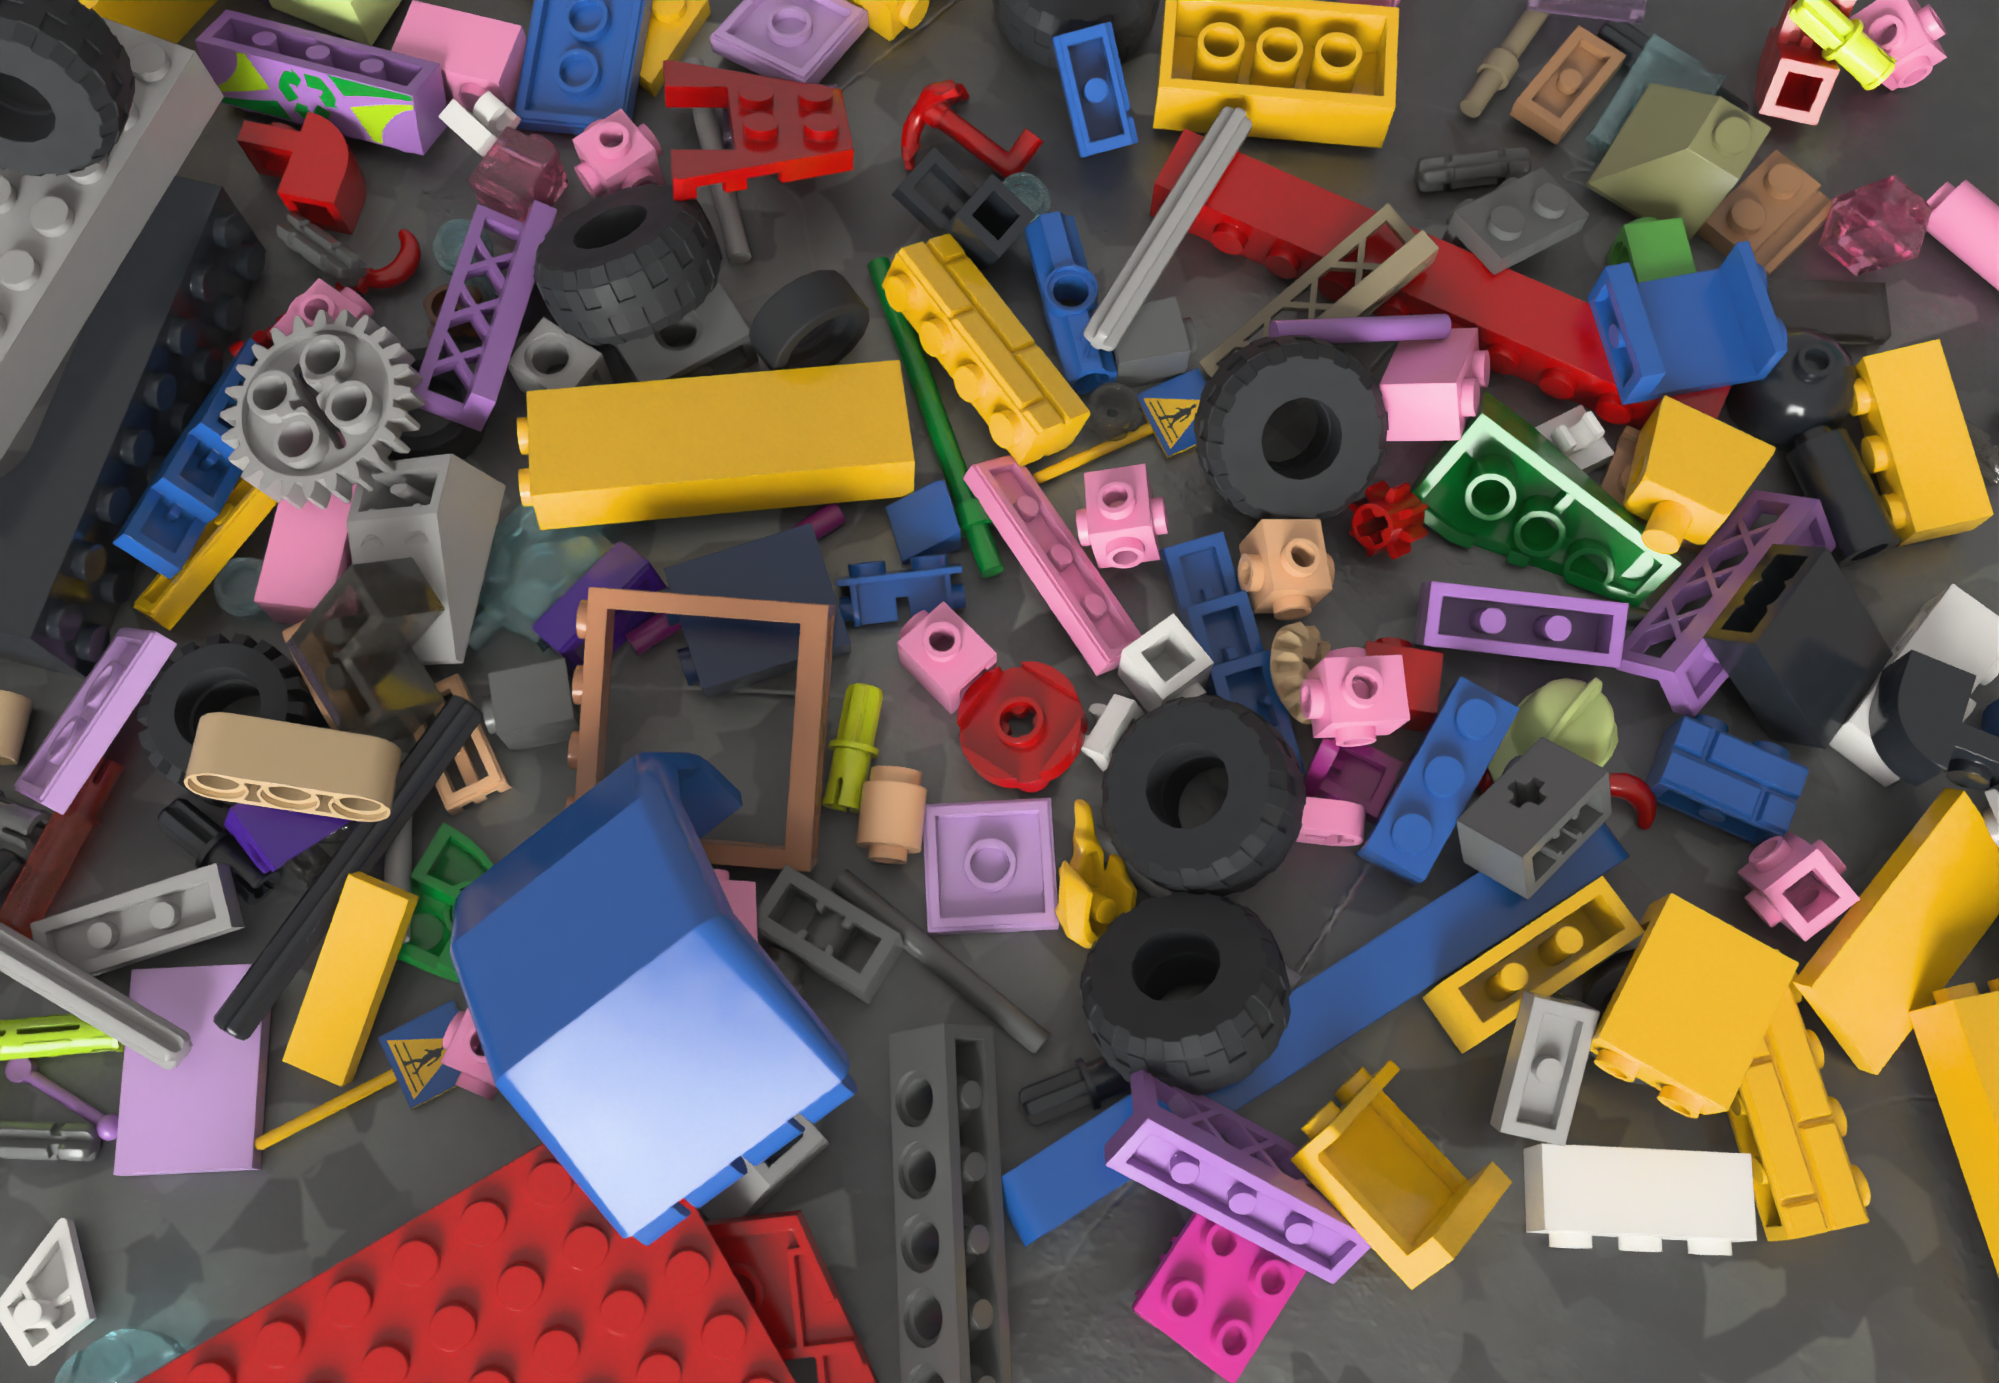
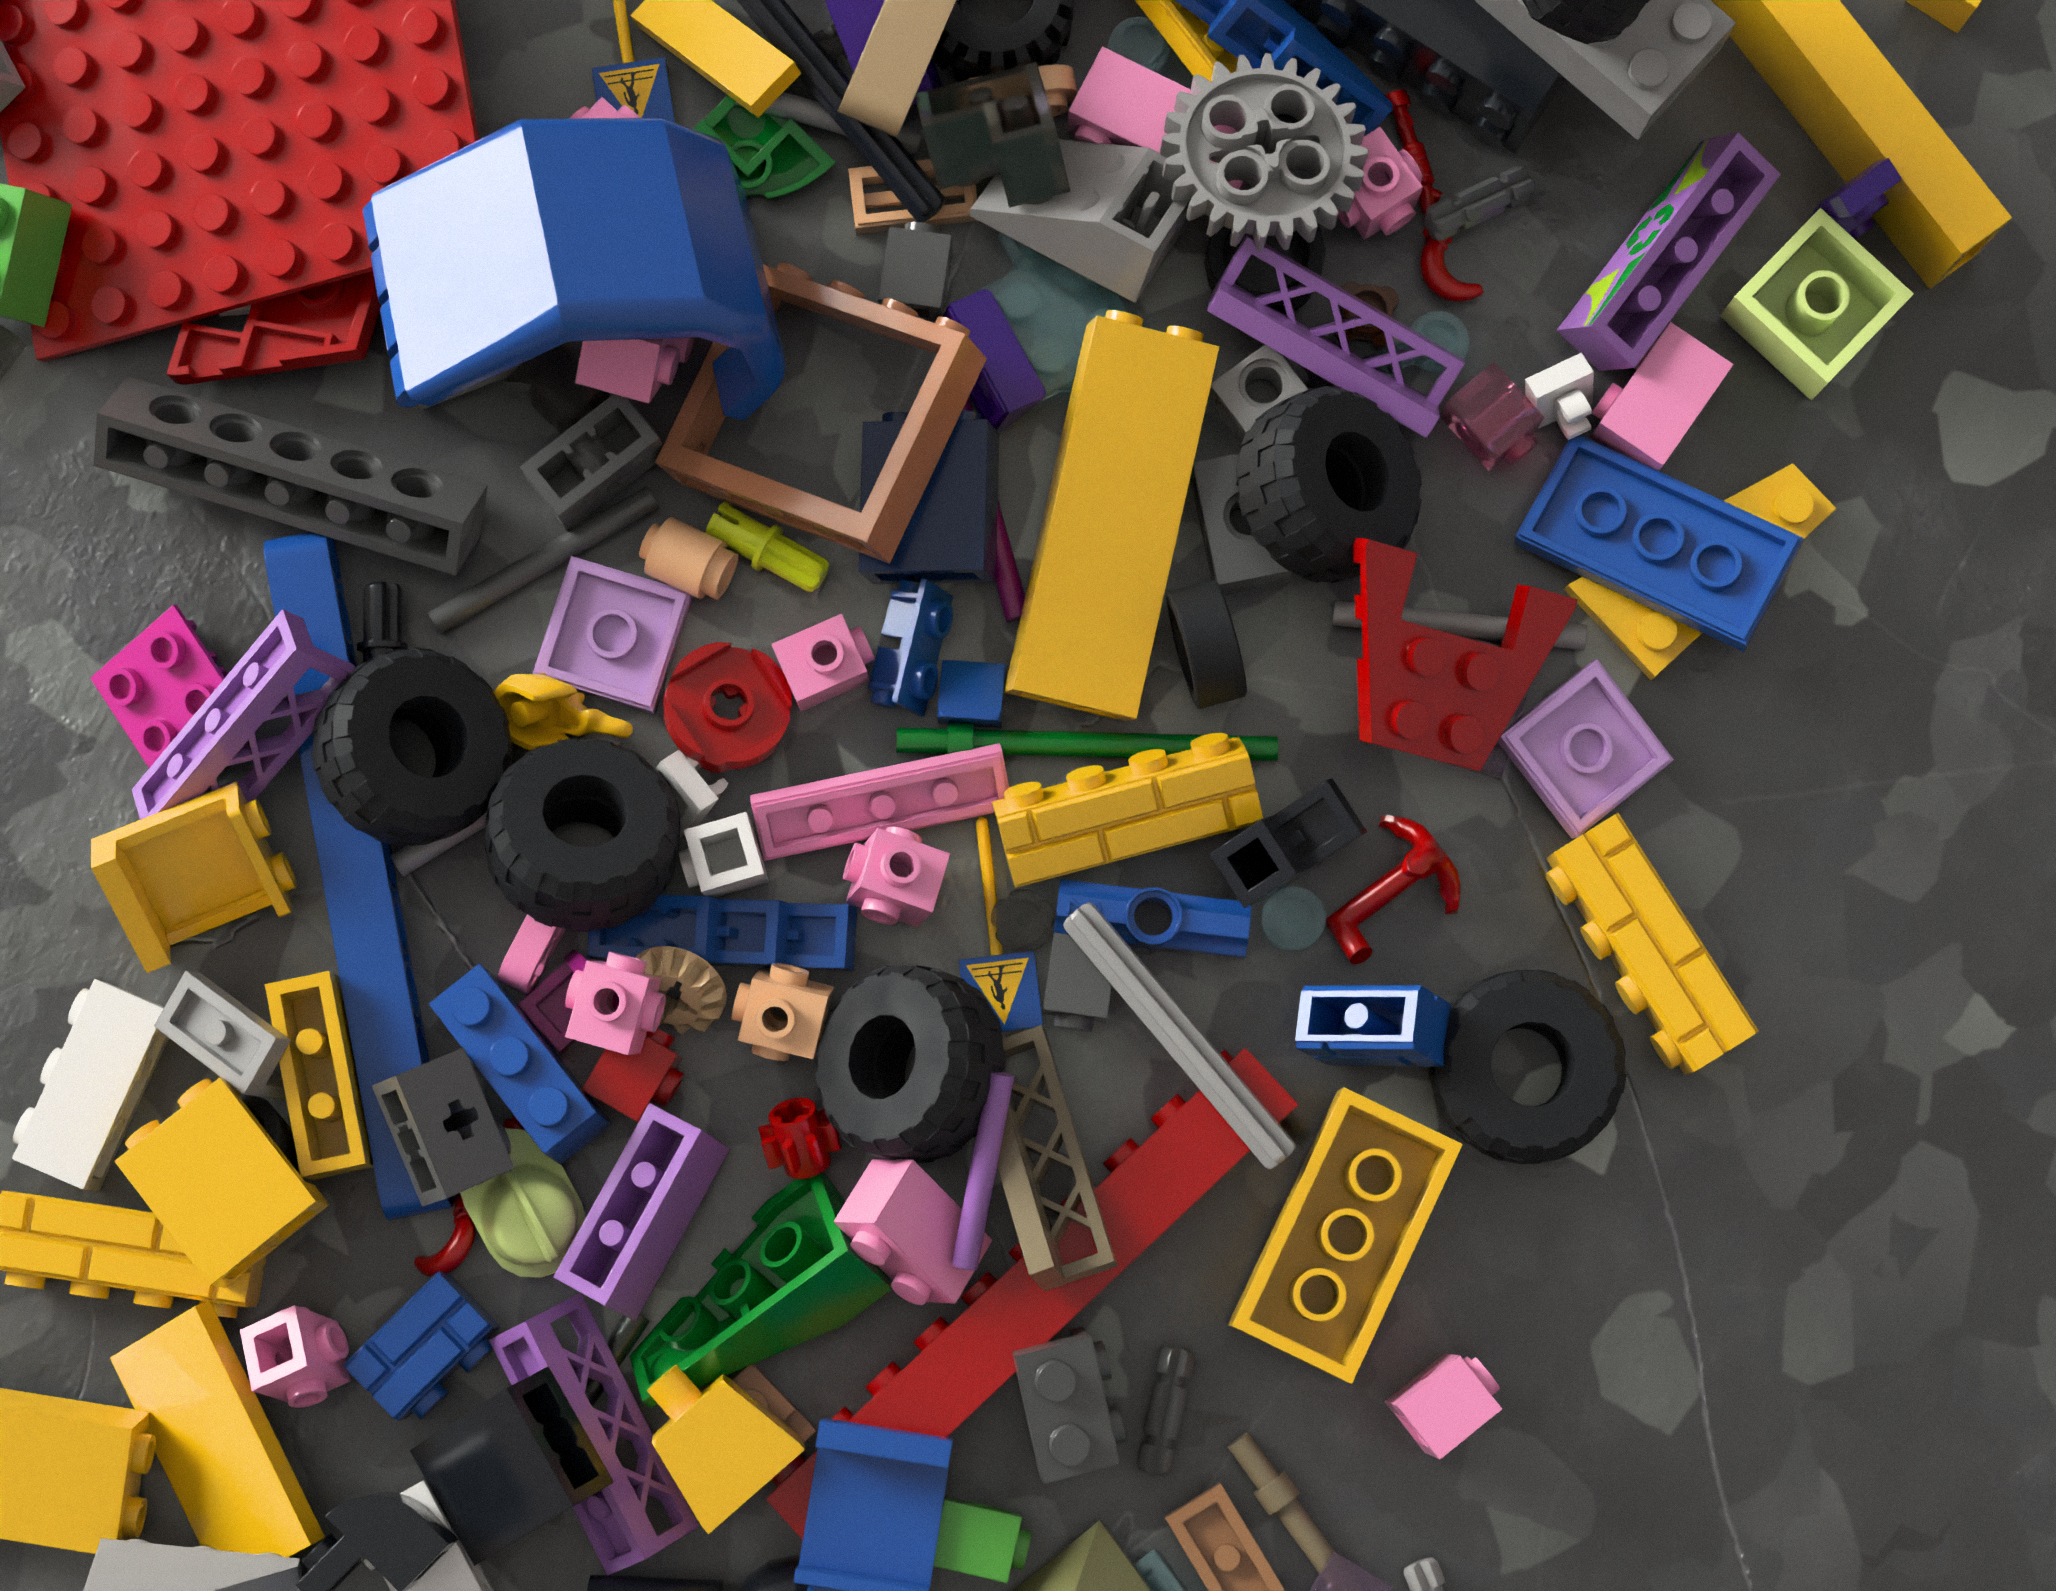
camera: 110 degrees right, 10 degrees up
(315, 169) = (1576, 232): red brick -> none
(617, 155) = (1459, 535): bright pink brick -> none
(1579, 438) = (820, 1368): white tile -> none

